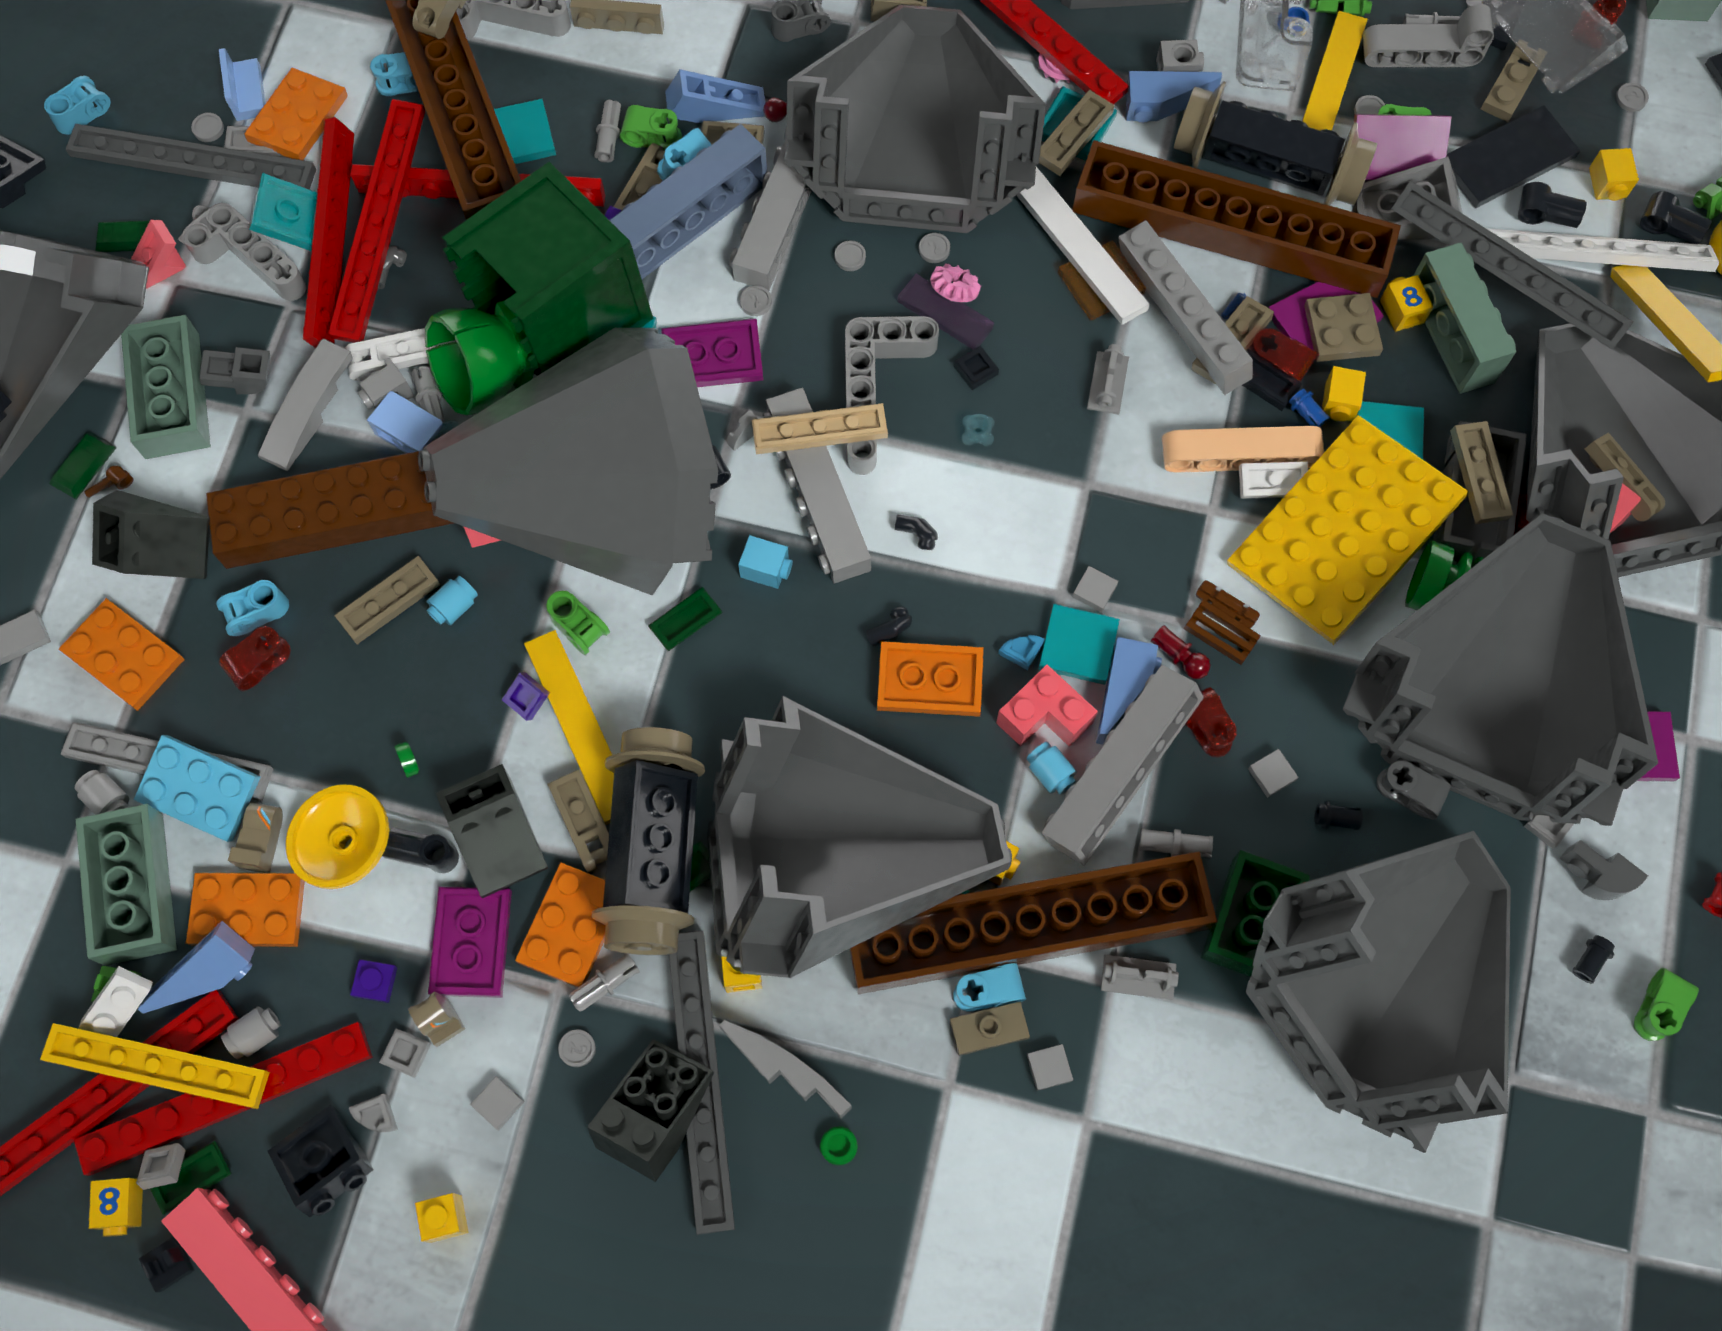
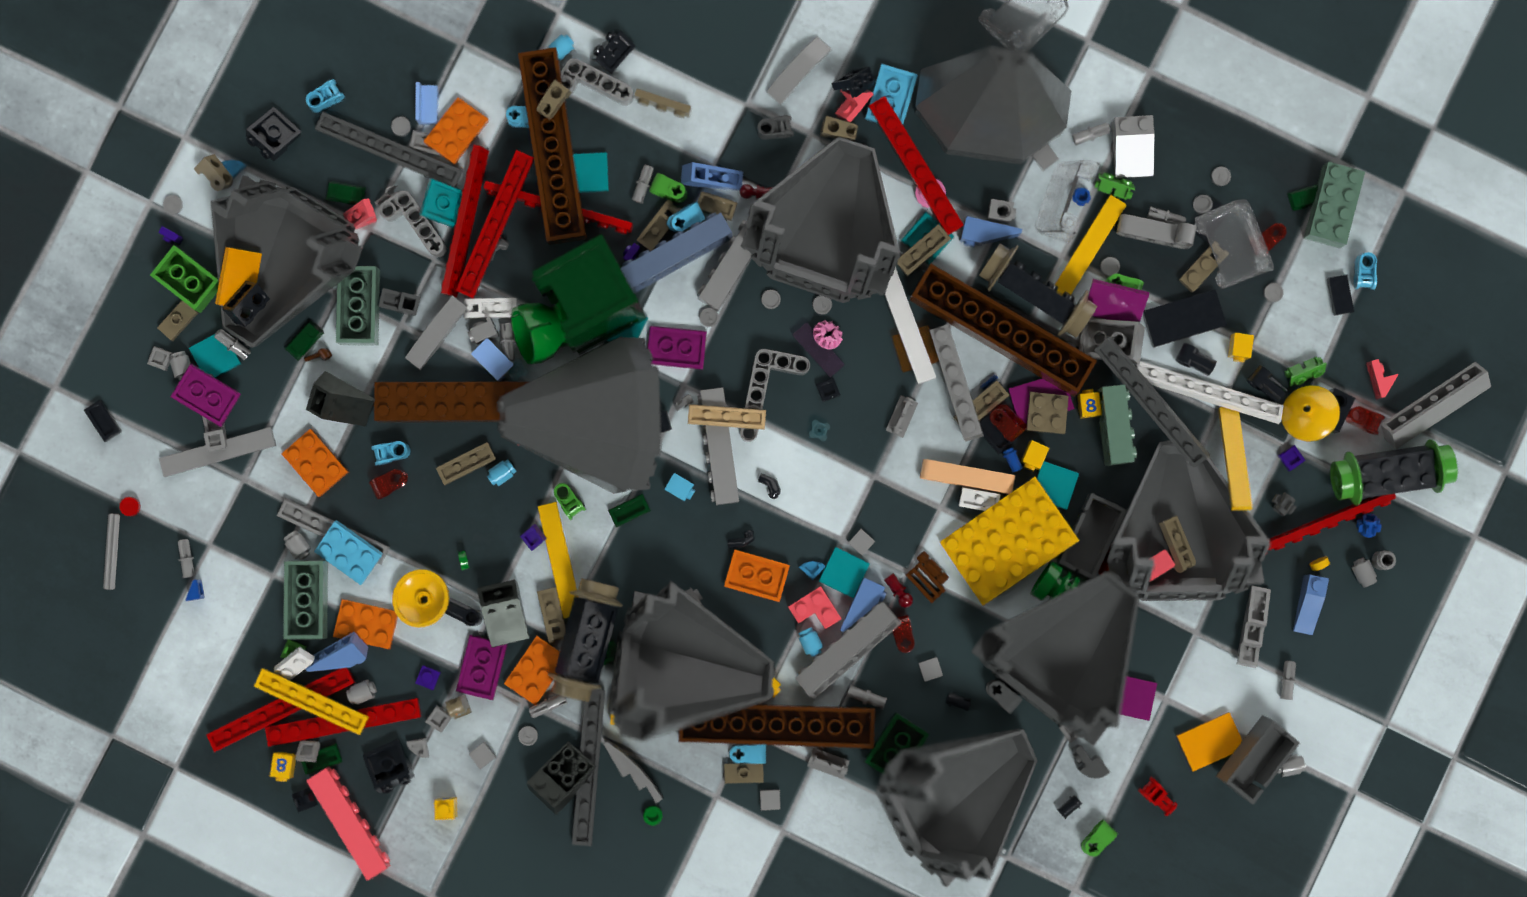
camera: 10 degrees right, 15 degrees up
(257, 838) = (377, 587): dark tan leg -> none
(1481, 472) = (1091, 529): dark tan plate -> none

